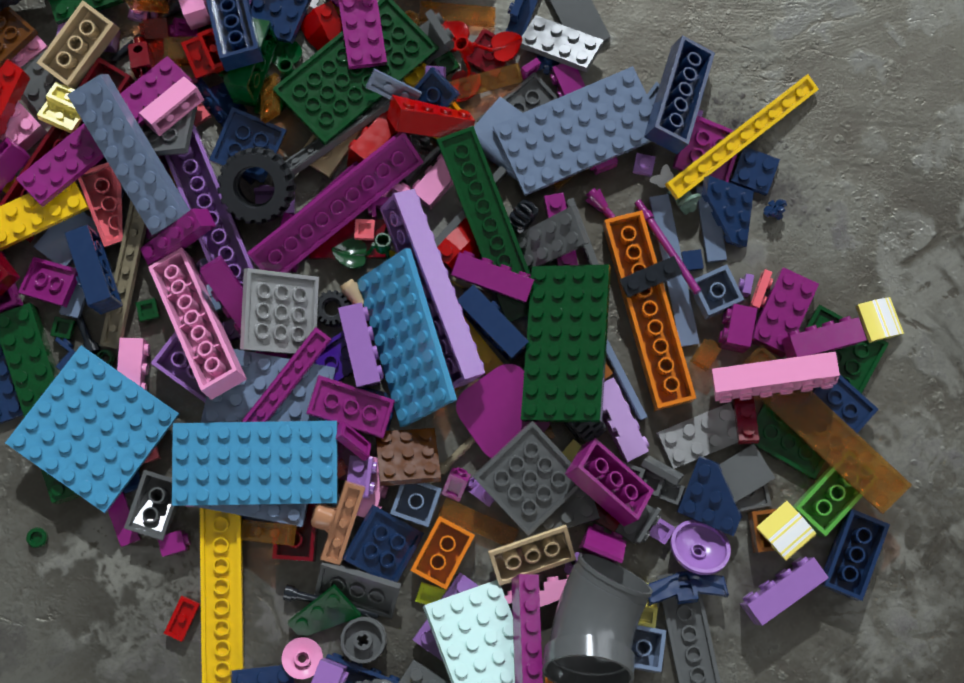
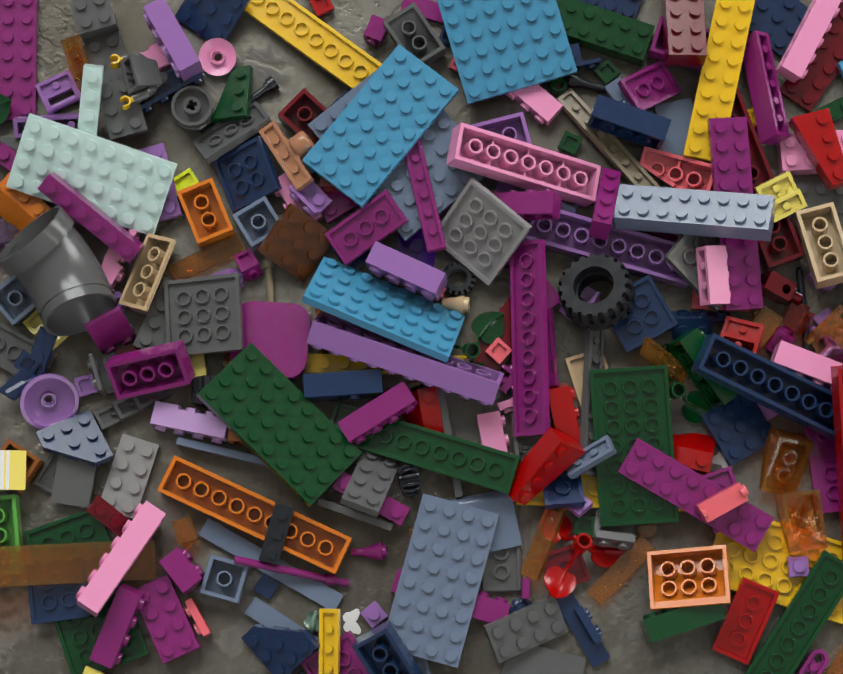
camera: 130 degrees right, 0 degrees up
(268, 532) = (323, 99): clear orange tile -> none
(353, 441) = (338, 209): magenta tile -> none
(662, 470) = (128, 422): dark grey tile -> none
(745, 285) = (212, 609): medium lavender plate -> none

